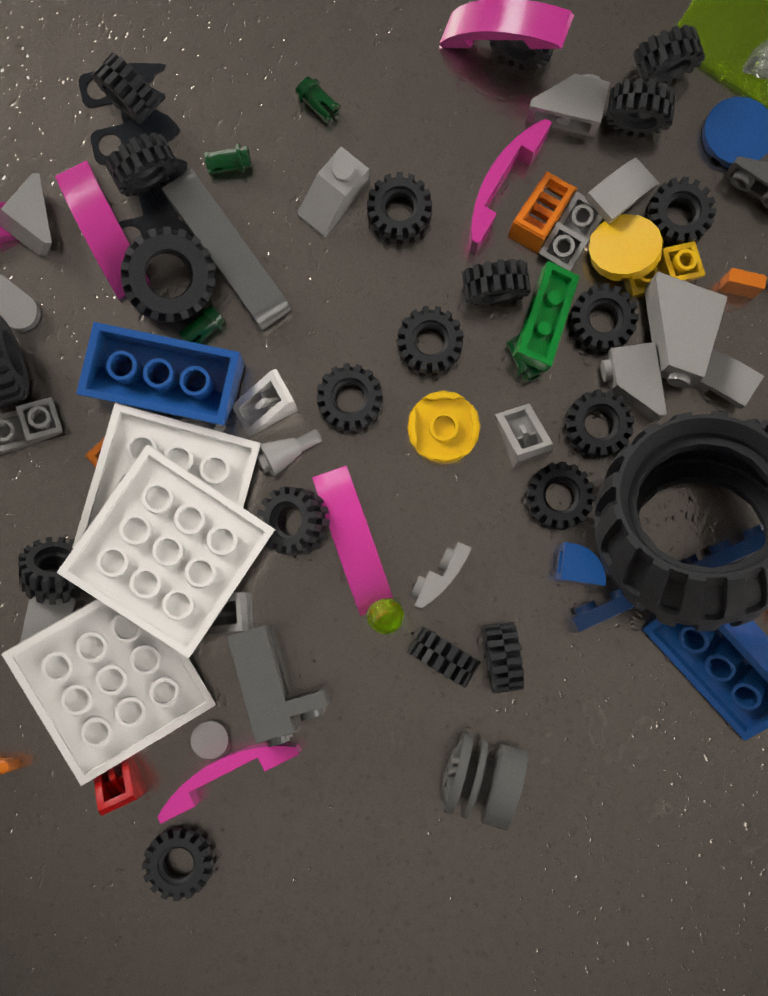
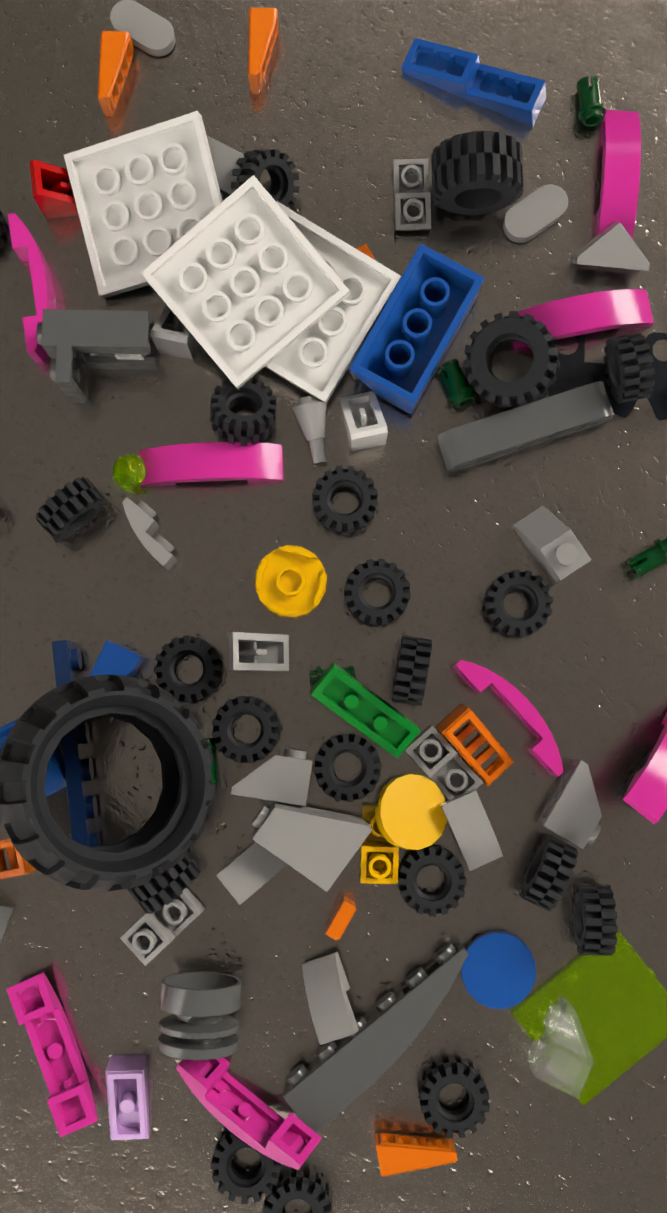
camera: 105 degrees right, 0 degrees up
(210, 739) = (71, 283): light grey tile -> none
(228, 160) = (614, 455): dark green pin -> none
(503, 657) = (52, 563): black tyre -> none

